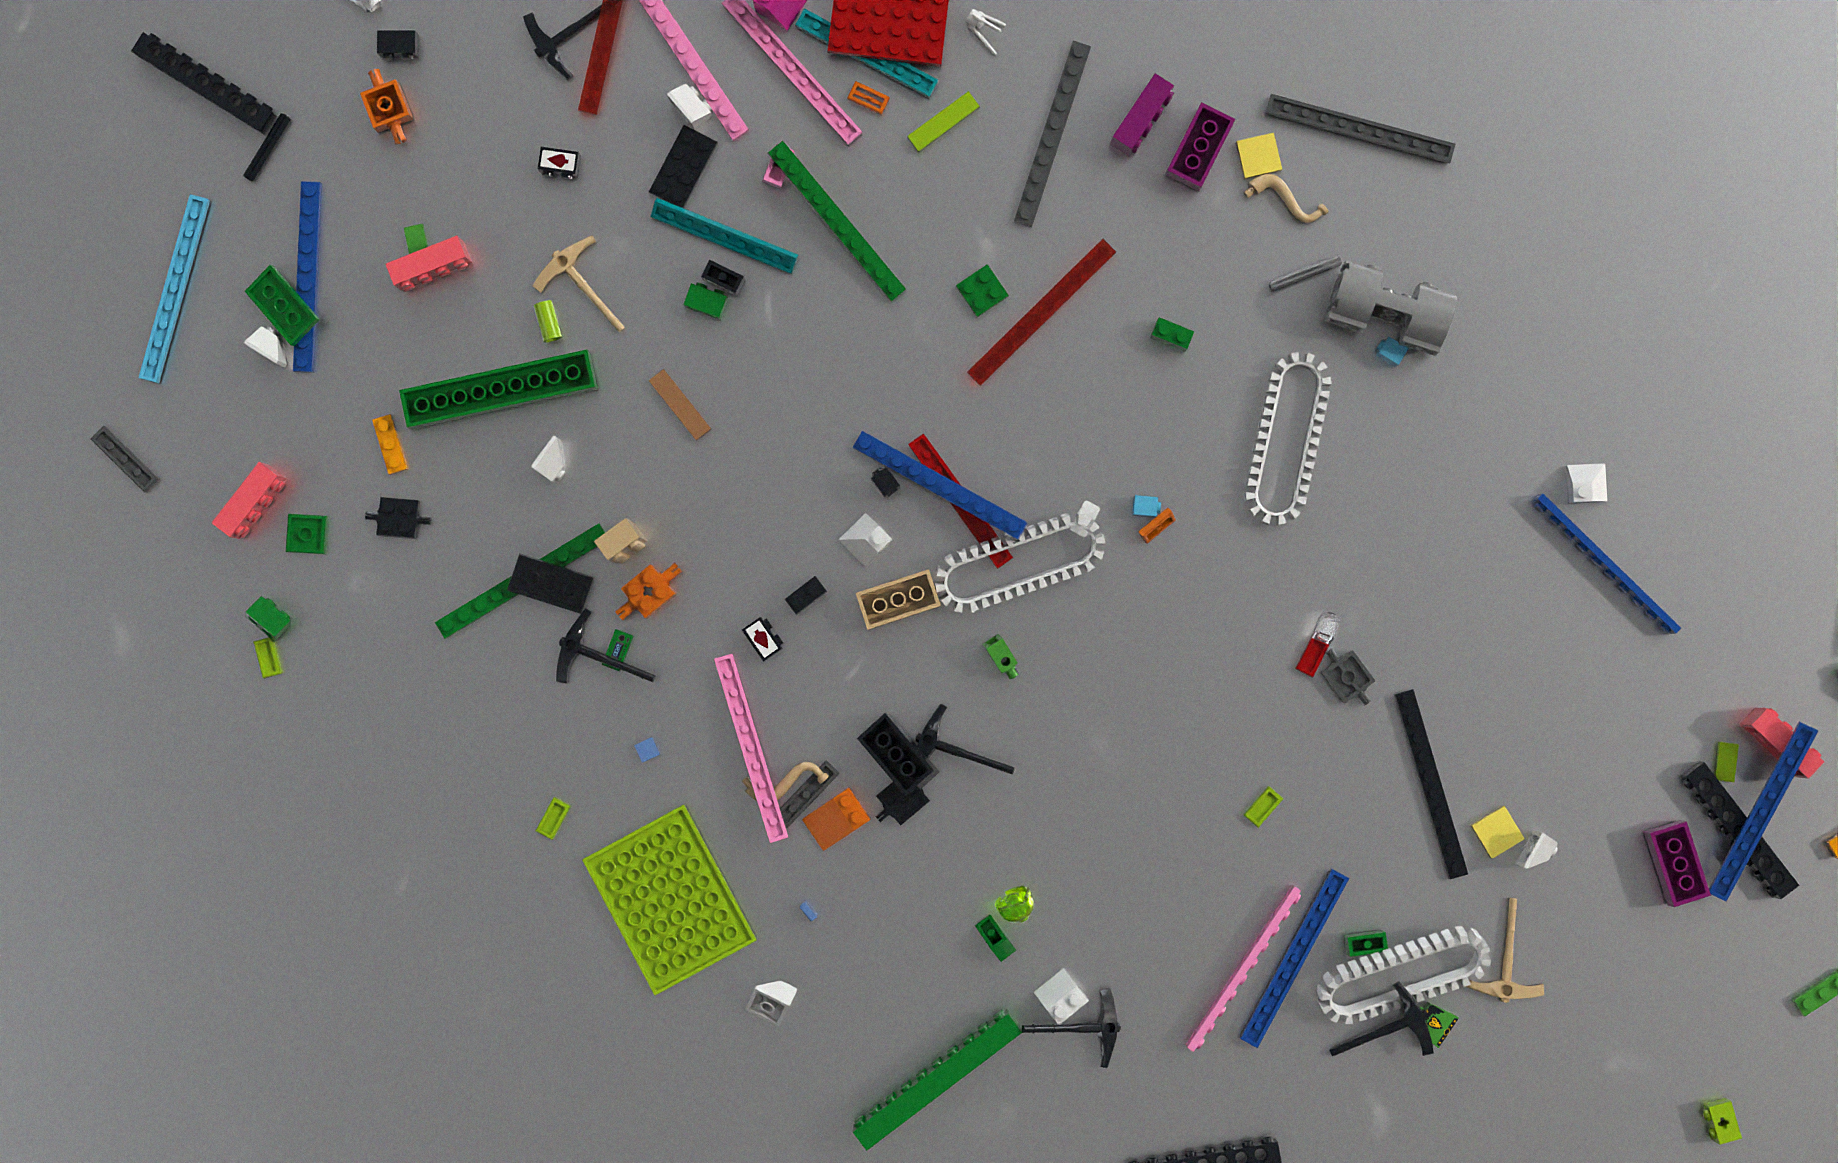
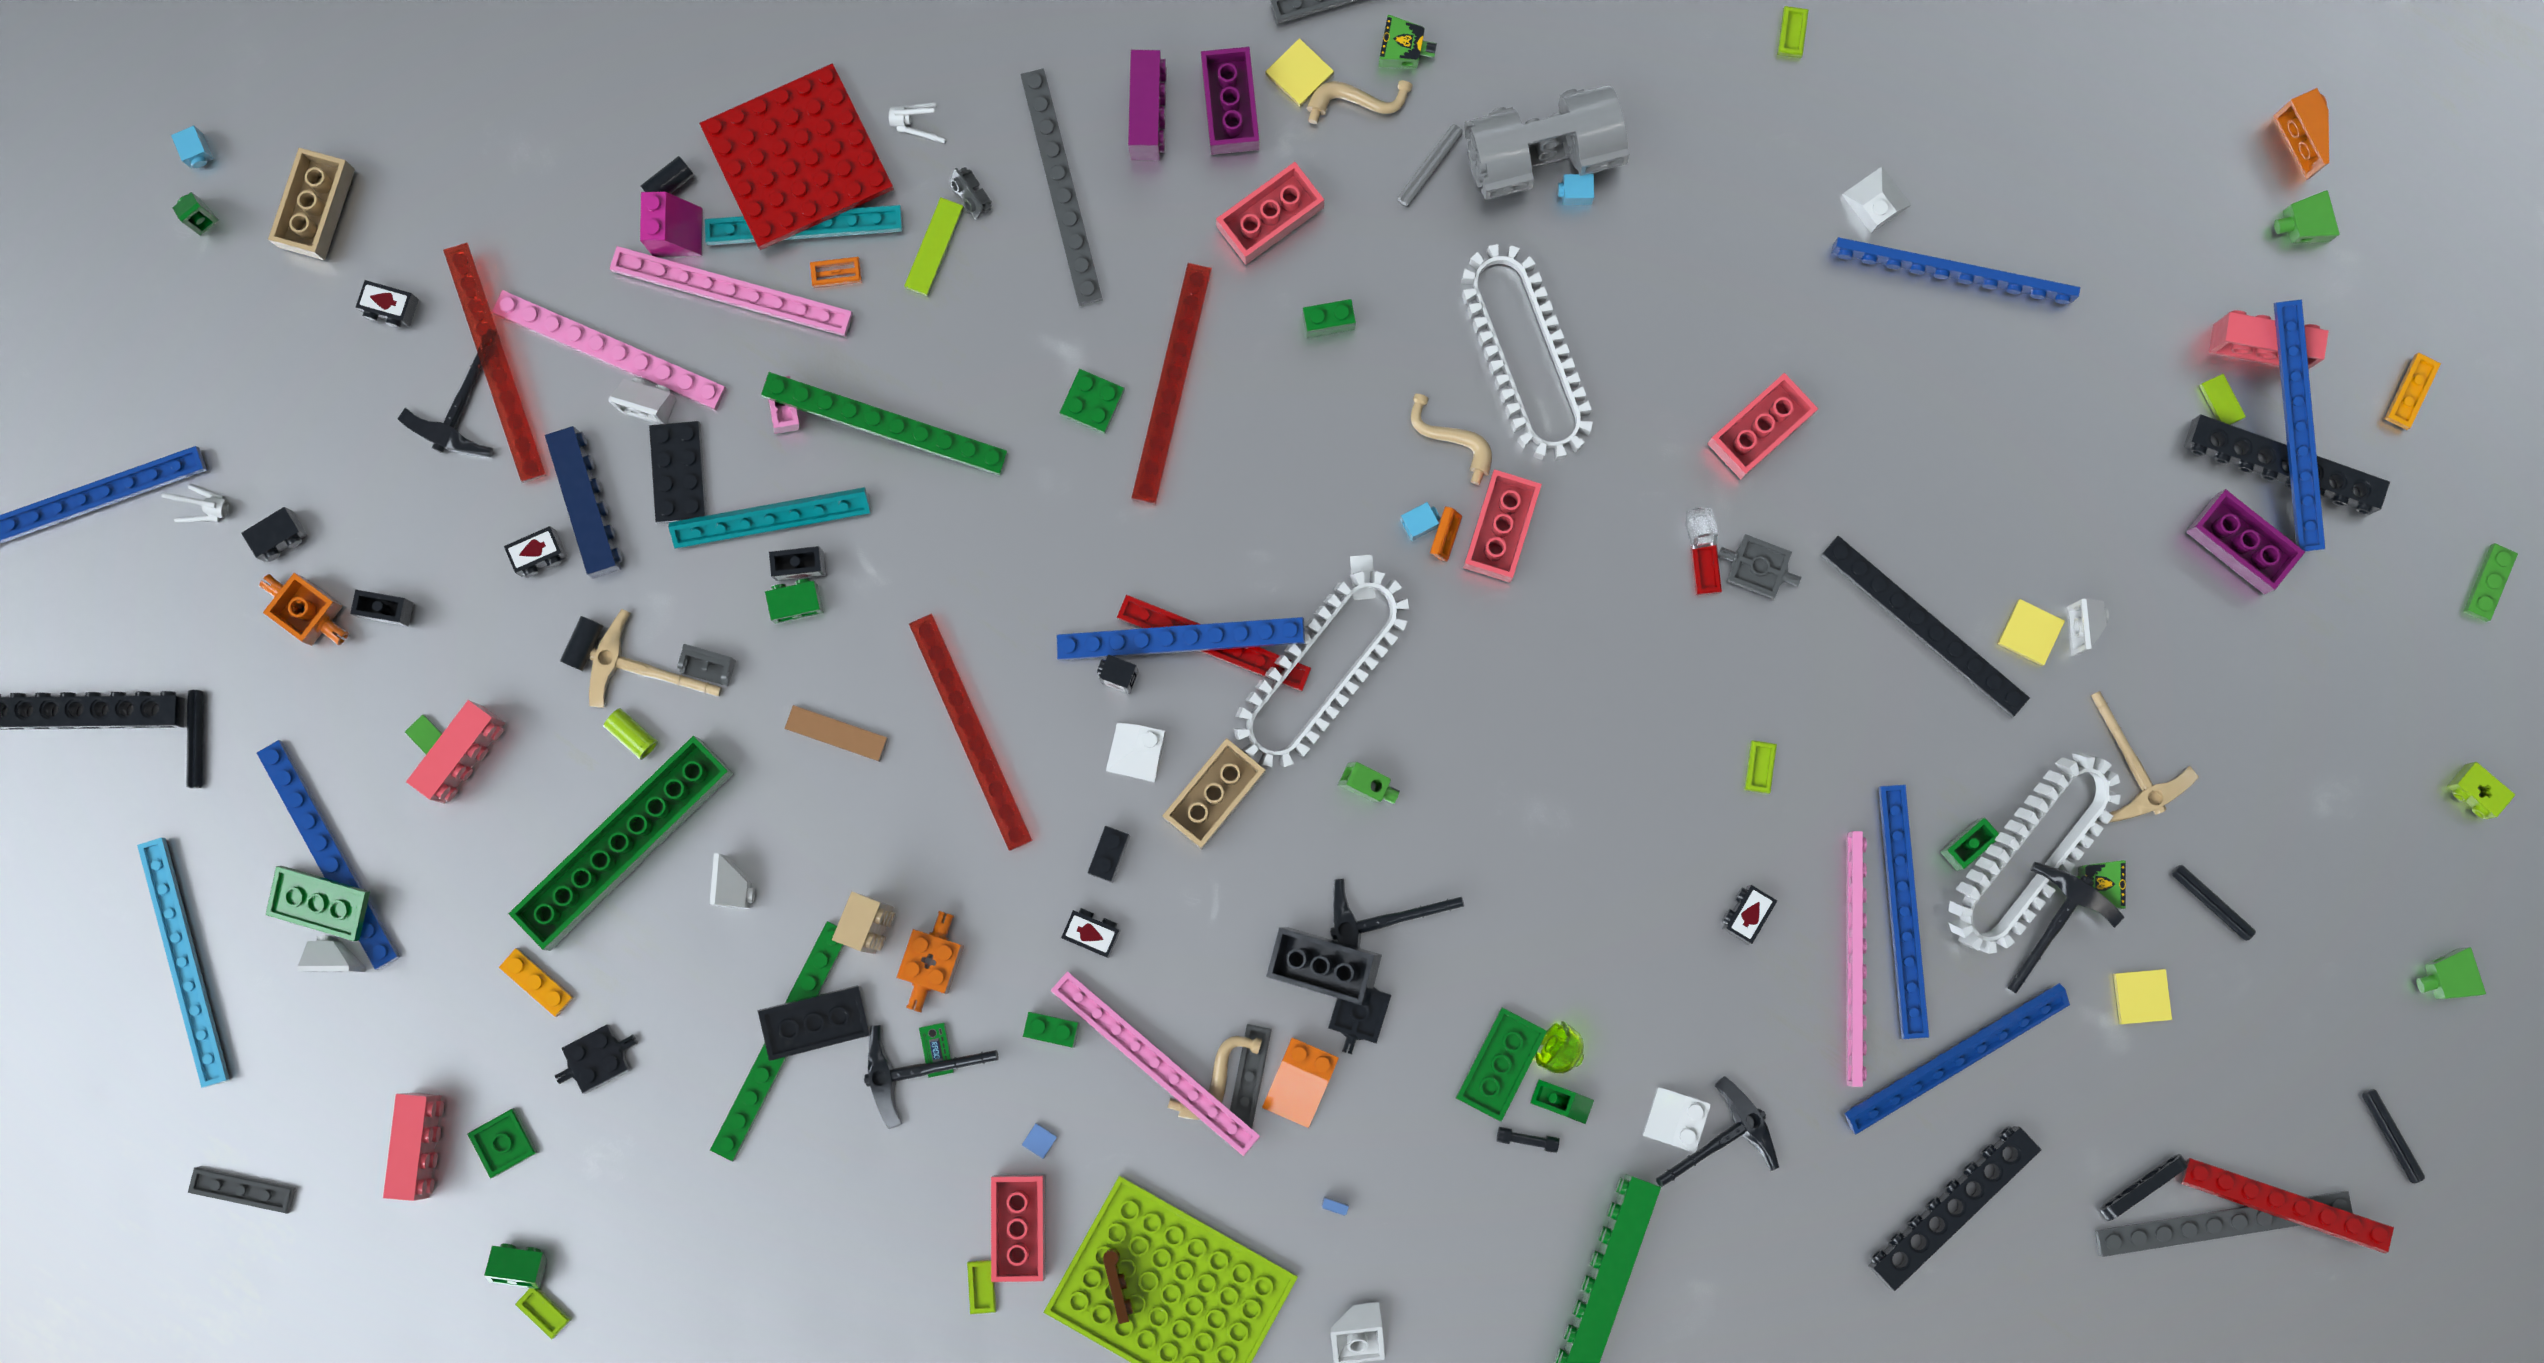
camera: 35 degrees left, 5 degrees down
(437, 137) = (381, 608): none -> black brick
(552, 242) = (581, 643): none -> black pin
(599, 796) = (1017, 1228): none -> coral brick
(609, 148) = (583, 502): none -> dark blue brick
(623, 307) = (706, 665): none -> dark grey hinge
(639, 872) = (1117, 1284): none -> reddish brown plate
(698, 684) = (1051, 1029): none -> green brick
(766, 459) = (970, 732): none -> clear red plate
(970, 959) = (1506, 1136): none -> black bar
(971, 889) = (1501, 1064): none -> green plate
(989, 91) = (963, 183): none -> dark grey hinge
(1178, 239) = (1270, 213): none -> coral brick
(1193, 896) = (1749, 914): none -> brick
(1197, 544) = (1502, 526): none -> coral brick
(1216, 484) = (1481, 449): none -> tan animal
(1267, 1073) = (1957, 1058): none -> blue plate
(1340, 180) = (1404, 44): none -> torso
(1410, 586) = (1762, 426): none -> coral brick
(1413, 1110) = (2142, 996): none -> light yellow tile
(1499, 1080) = (2213, 902): none -> black axle
(1605, 335) = (1792, 32): none -> lime tile

